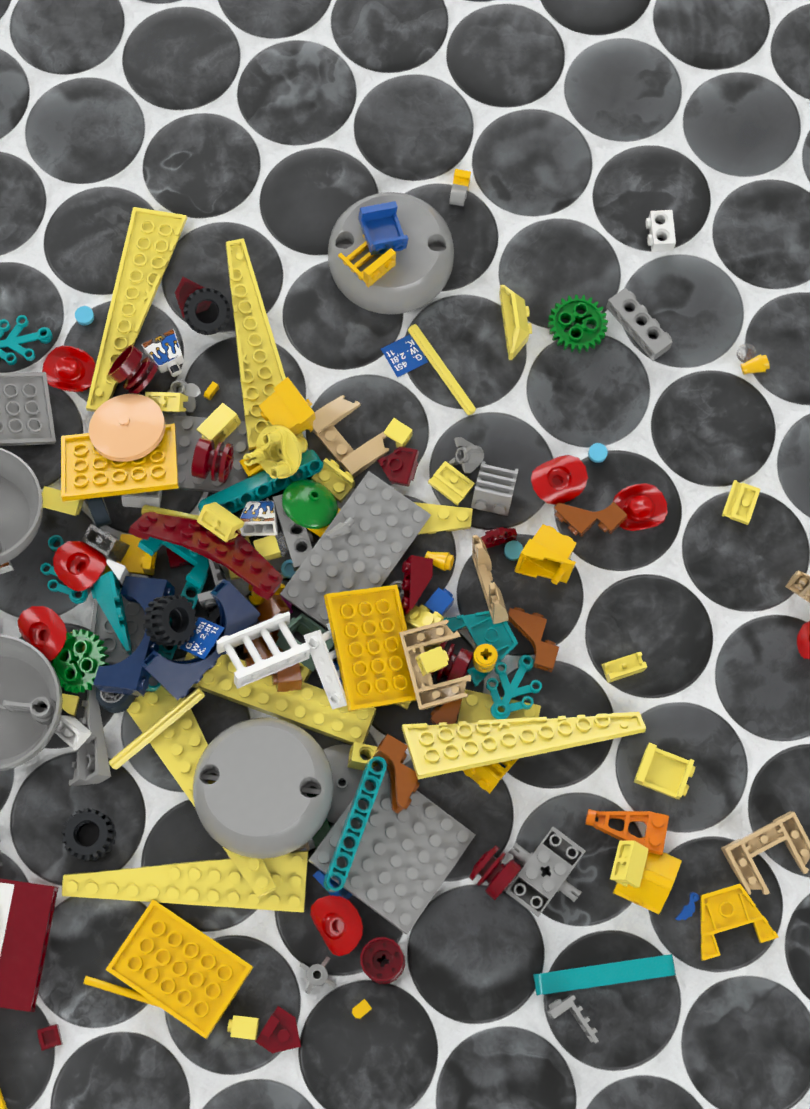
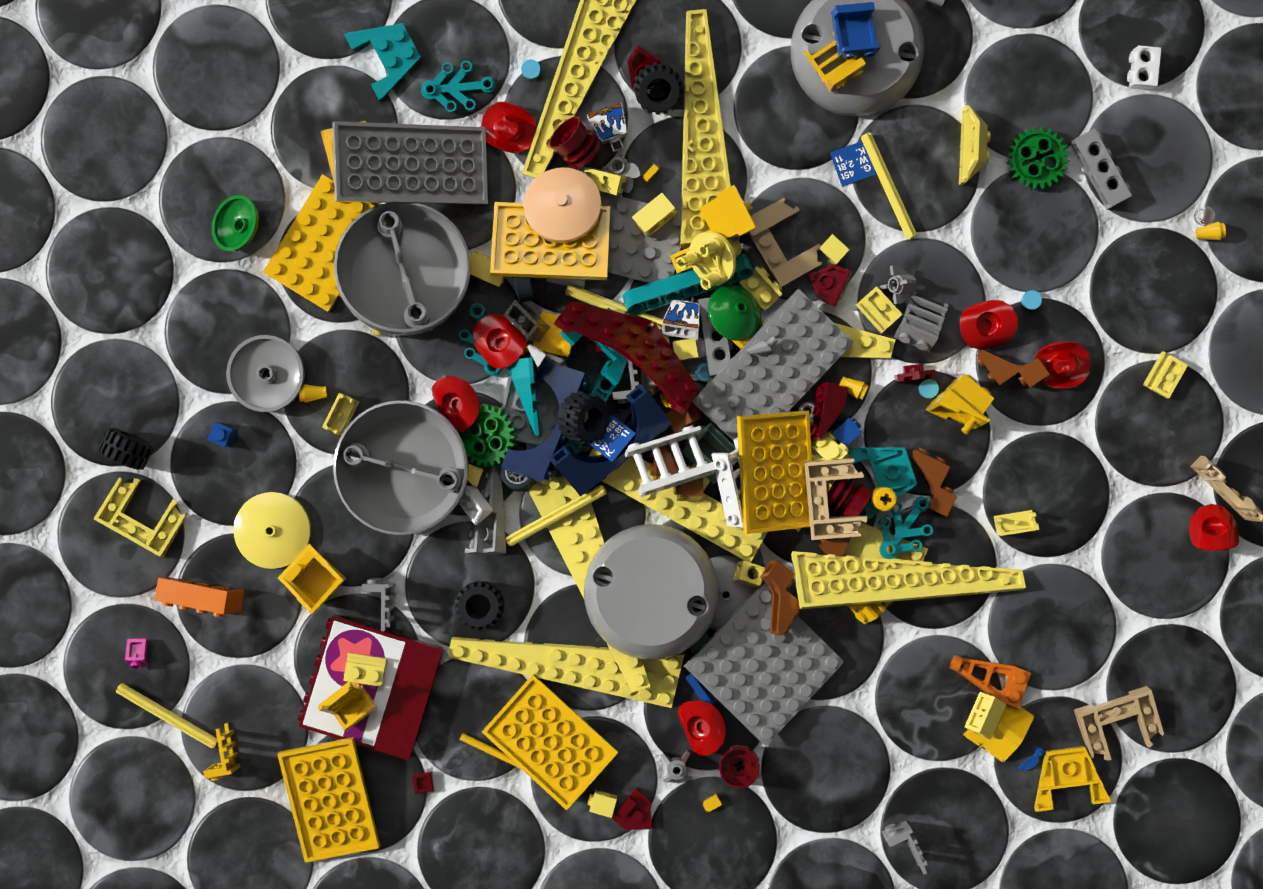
camera: 10 degrees right, 15 degrees up
(217, 461) = (644, 254): dark red wheel -> none
(220, 521) = (644, 320): light yellow hinge -> none
(348, 831) = (734, 652): teal beam -> none
(432, 660) = (832, 498): light yellow brick -> none
(491, 591) = (901, 438): tan wedge -> none
(494, 872) = (854, 698): dark red wheel -> none
(557, 855) = (917, 694): light grey slope -> none
(604, 974) = (942, 809): teal beam -> none
(664, 772) = (1035, 631): light yellow panel -> none

